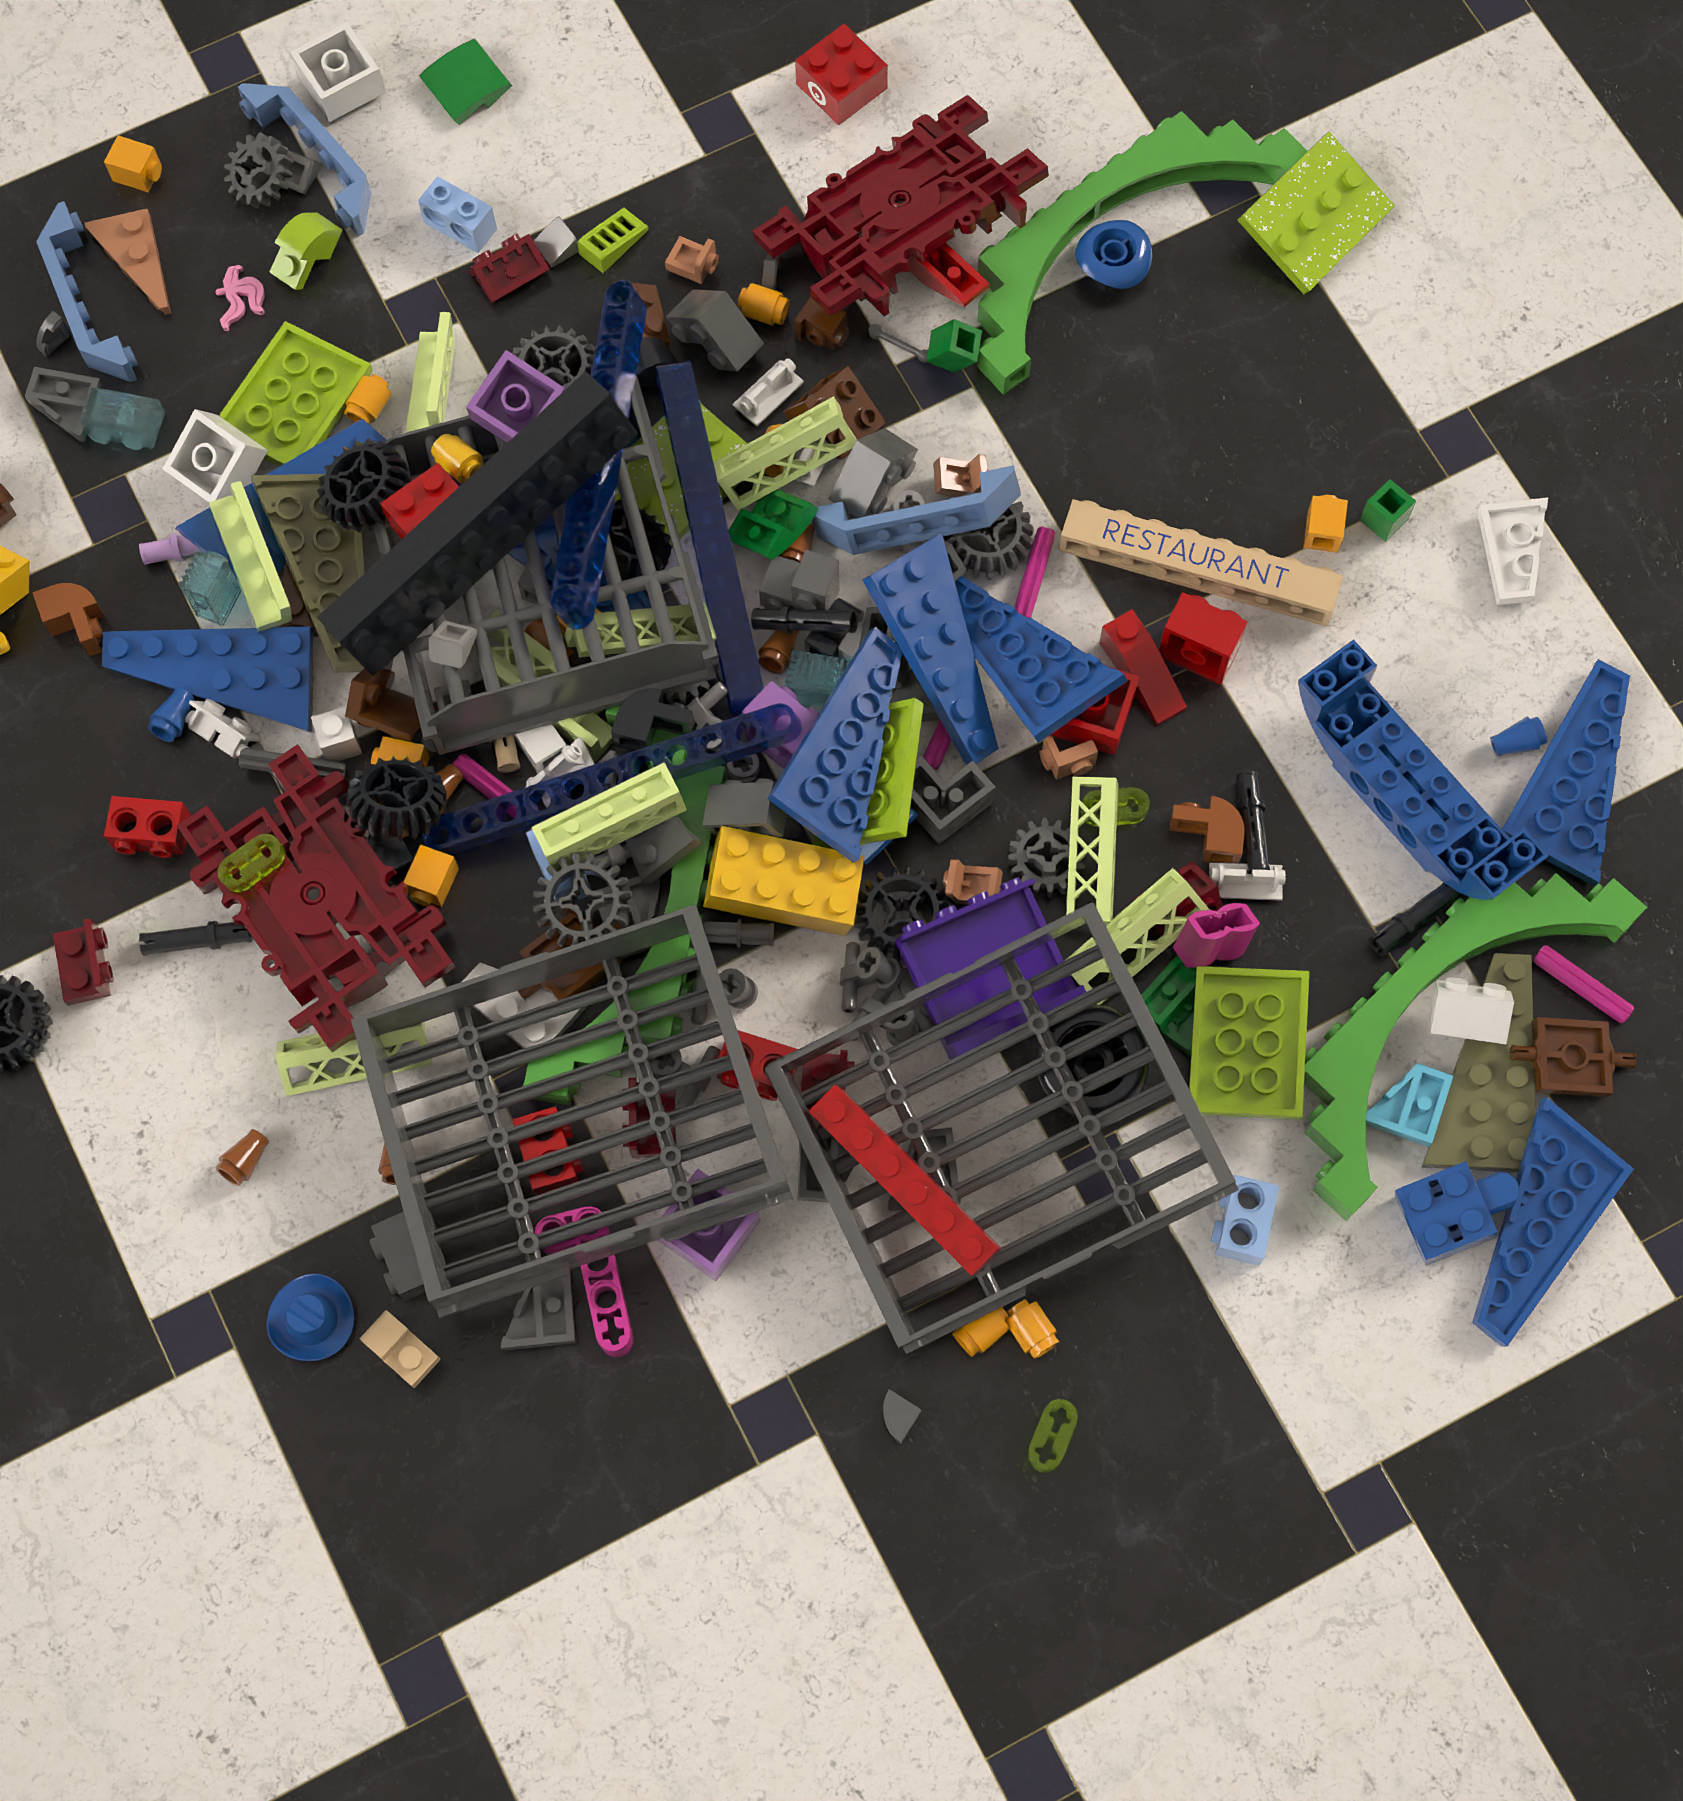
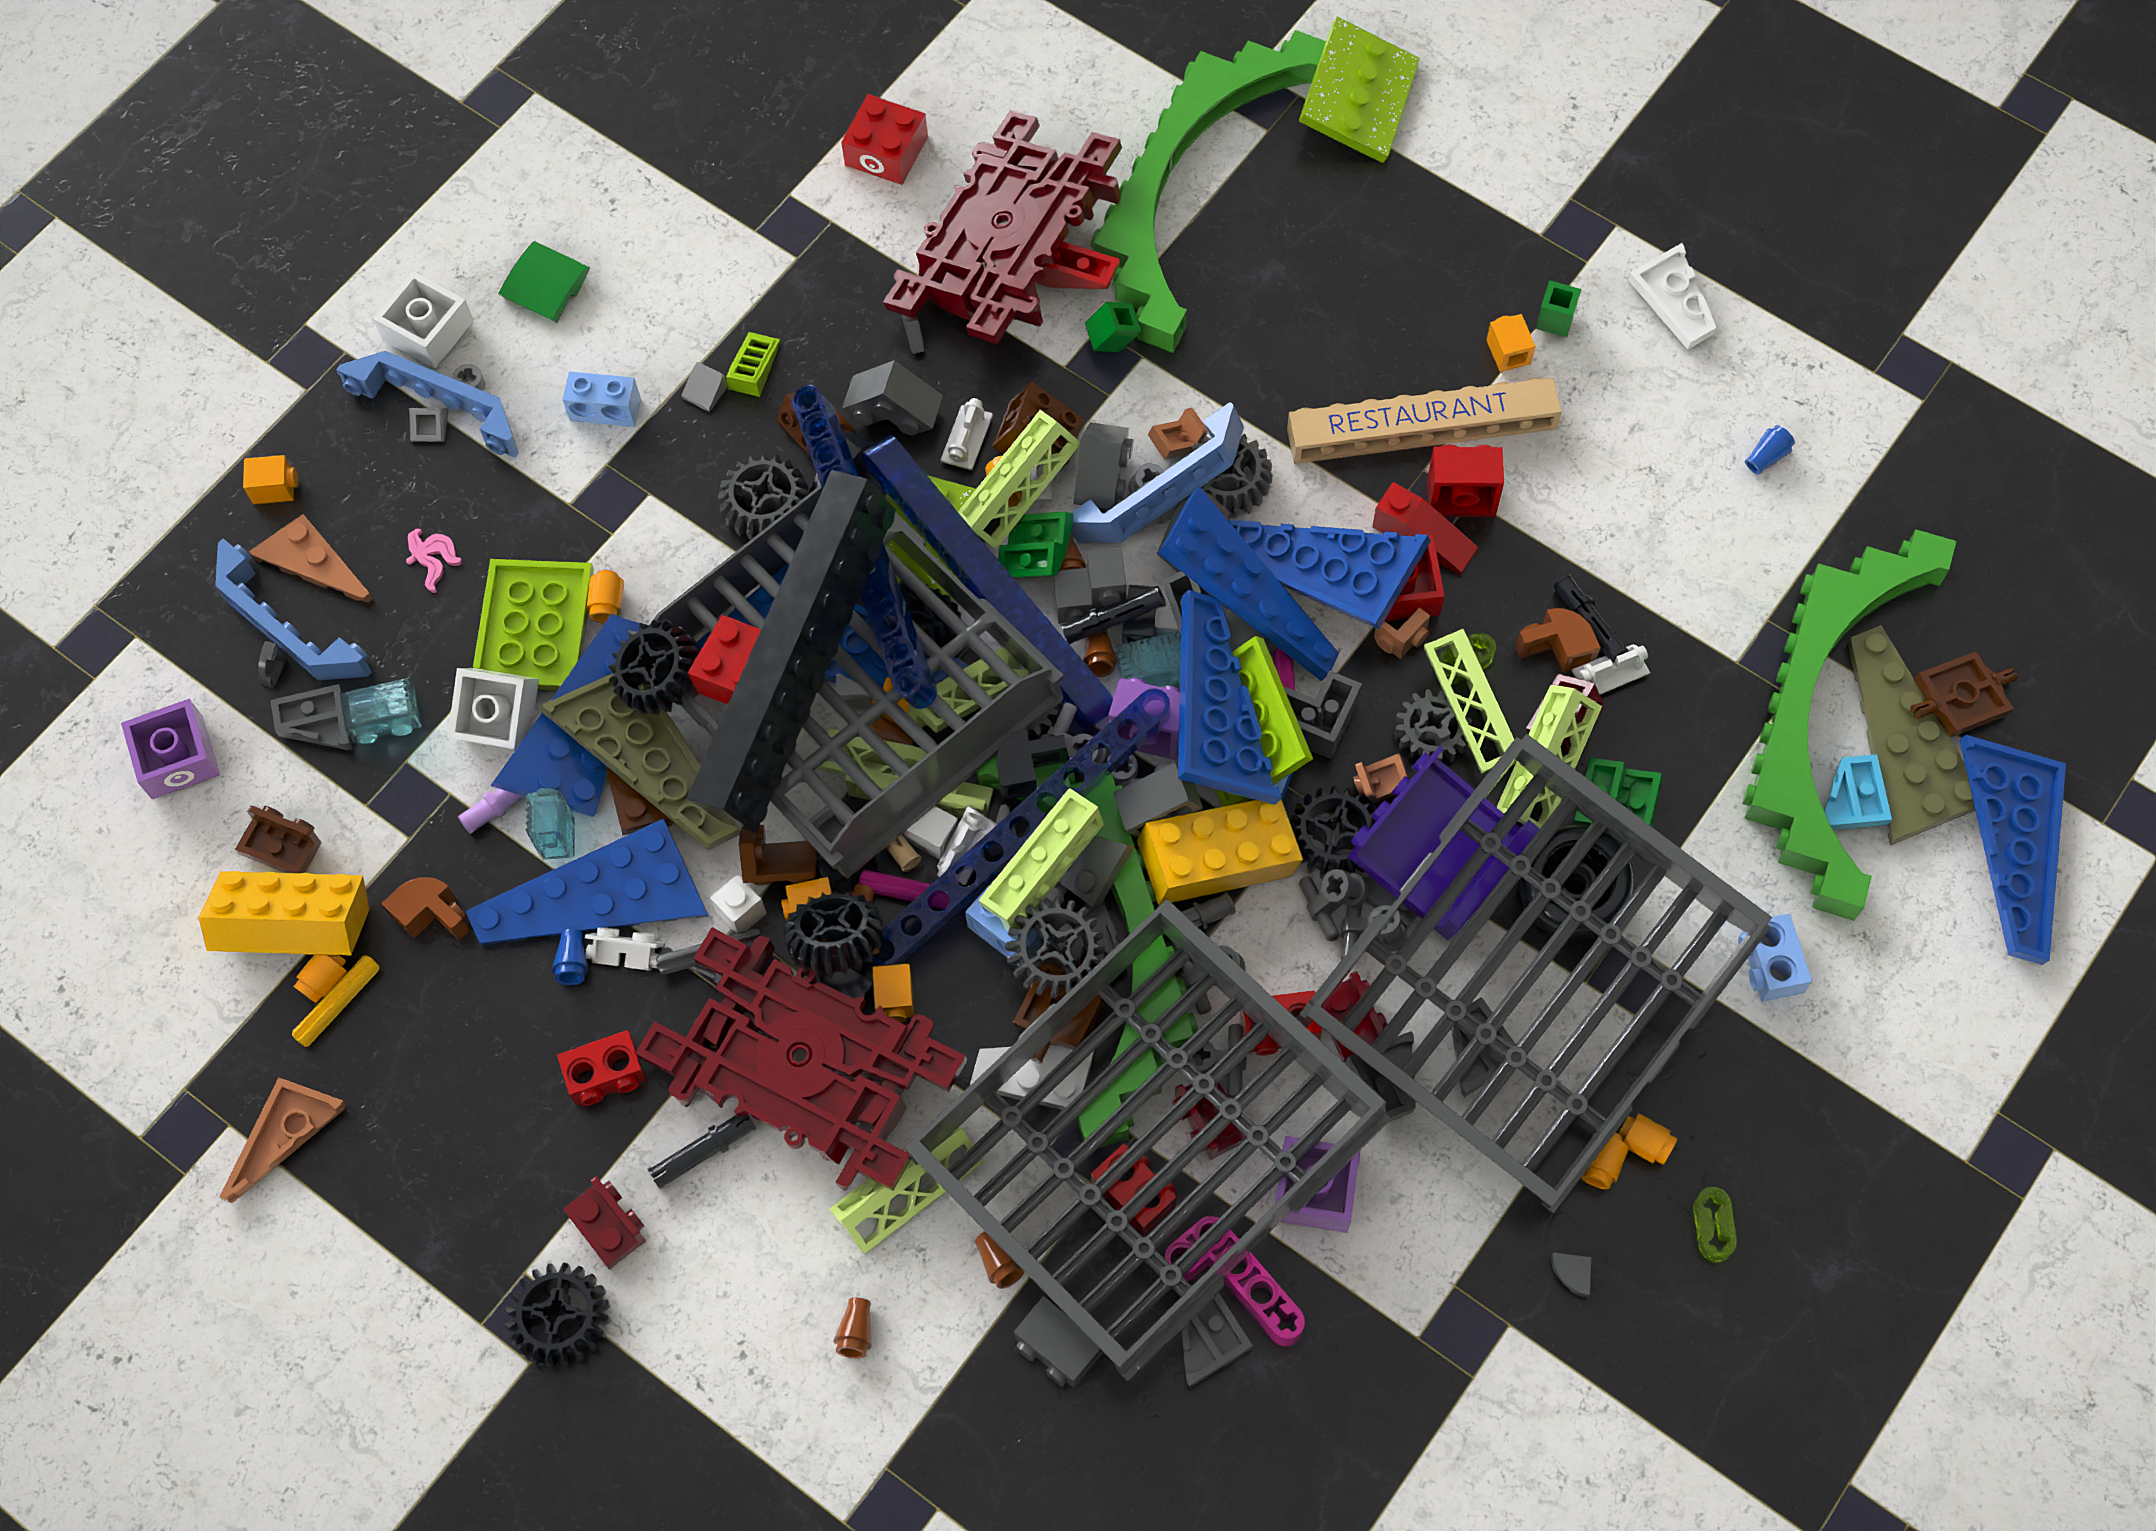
camera: 25 degrees left, 5 degrees down
(251, 559) = (580, 779): yellowish green fence -> none
(251, 863) = (720, 1048): clear neon green beam -> none
(258, 170) = (387, 427): dark grey gear -> none
(301, 243) = (471, 483): lime brick -> none
(310, 1318) = (997, 1445): blue hat -> none
(351, 137) = (470, 370): none -> light grey bush
(399, 1348) = (1092, 1428): tan brick -> none
(432, 376) = (656, 550): yellowish green fence -> none
(451, 644) = (817, 770): light grey slope -> none
(456, 457) = (732, 603): yellow brick -> none
(509, 267) = (674, 426): dark red bracket -> none
(511, 397) = (764, 531): medium lavender brick -> none
(692, 259) = (837, 350): nougat bracket -> none
(763, 304) = (924, 361): light orange brick -> none
(820, 326) = (984, 358): reddish brown brick -> none
(876, 332) = (1032, 346): dark grey hinge -> none
(905, 1180) = (1479, 1057): red brick -> none
(1034, 571) = (1284, 487): dark pink axle -> none
(1115, 253) = (1207, 192): blue hat -> none
(1216, 935) = (1617, 726): dark pink brick -> none
(1249, 1042) = (1698, 798): lime plate -> none
(1406, 924) = (1765, 646): black pin -> none
(1408, 783) = (1707, 529): blue slope -> none
(1454, 1207) = (1943, 866): blue brick -> none
(1471, 1010) = (1865, 691): white brick -> none
(1574, 782) = (1834, 471): blue wing -> none
(1583, 984) = (1936, 630): dark pink axle -> none

